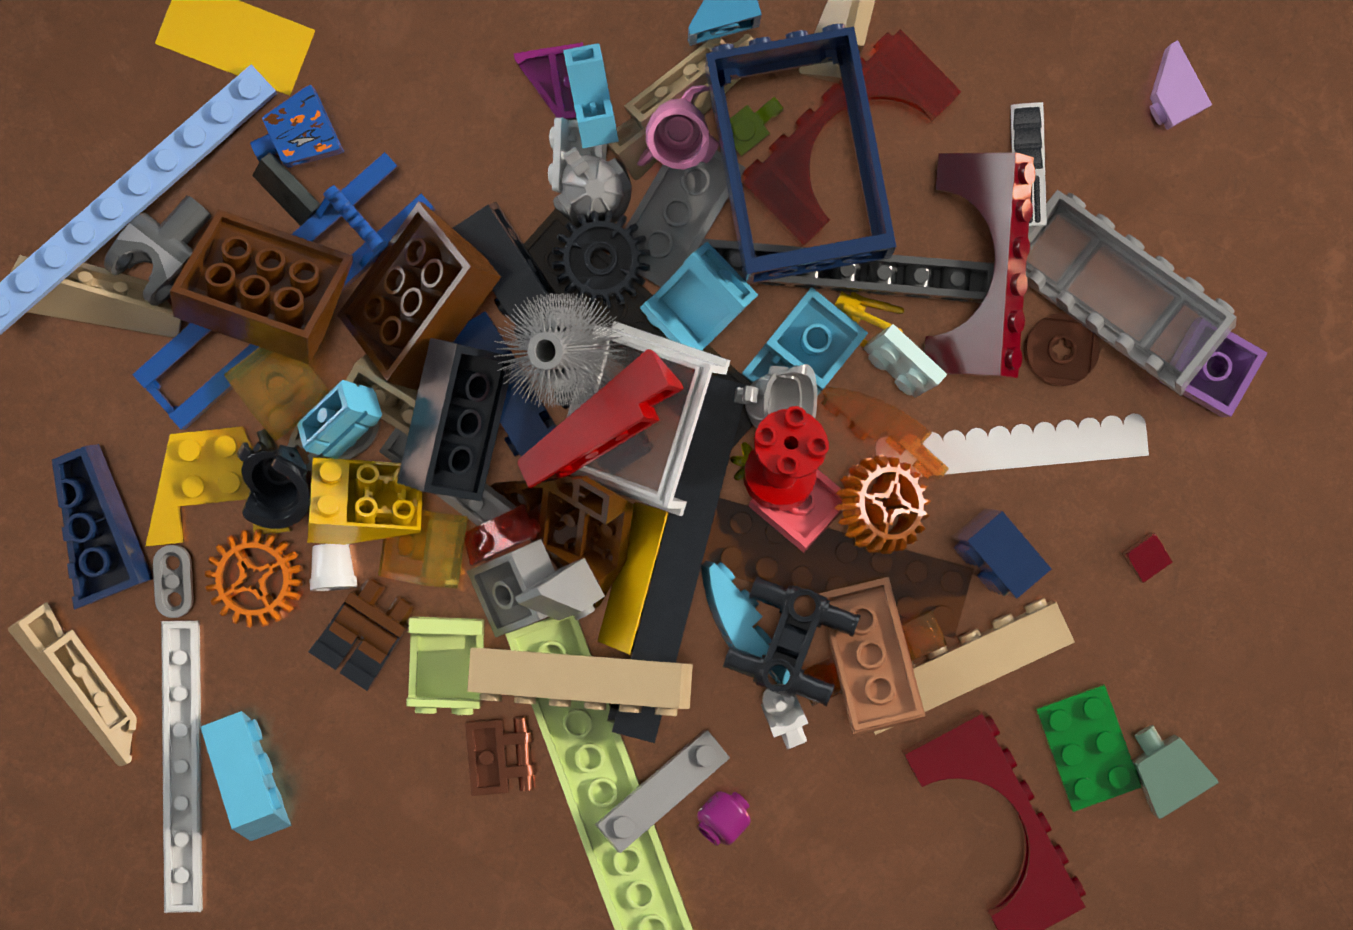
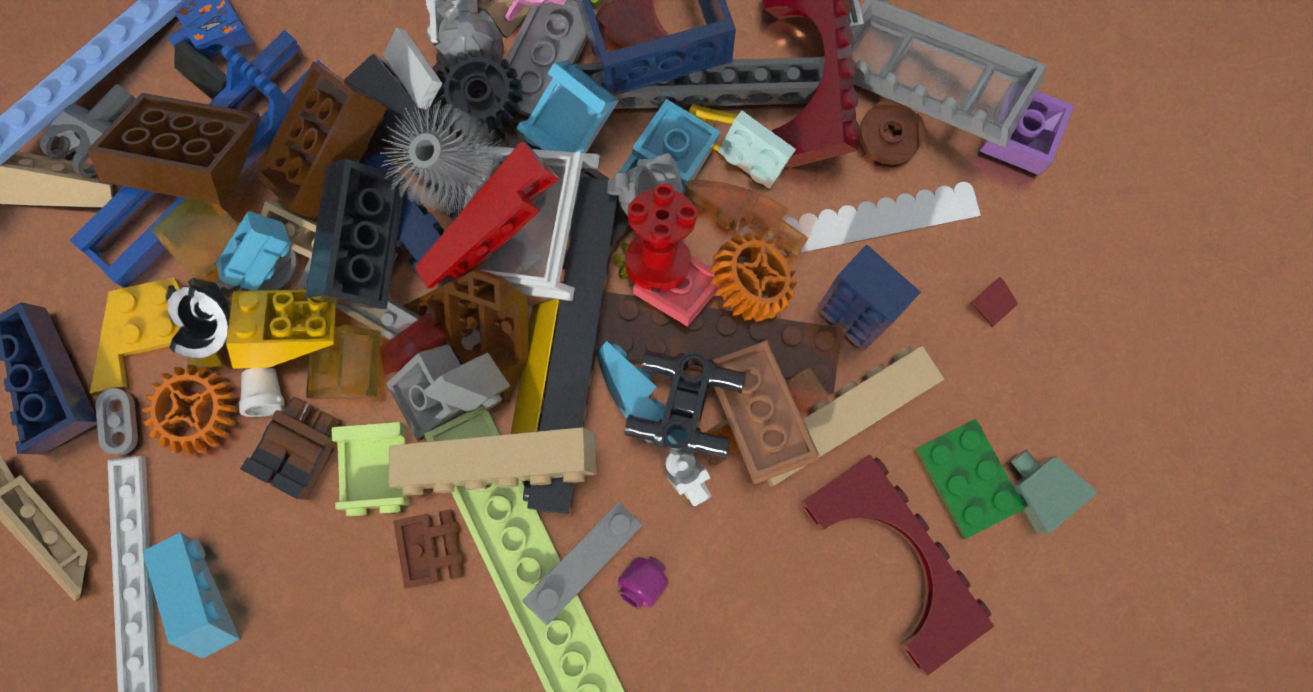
camera: 10 degrees left, 10 degrees down
(527, 219) = (412, 68): none -> white tile

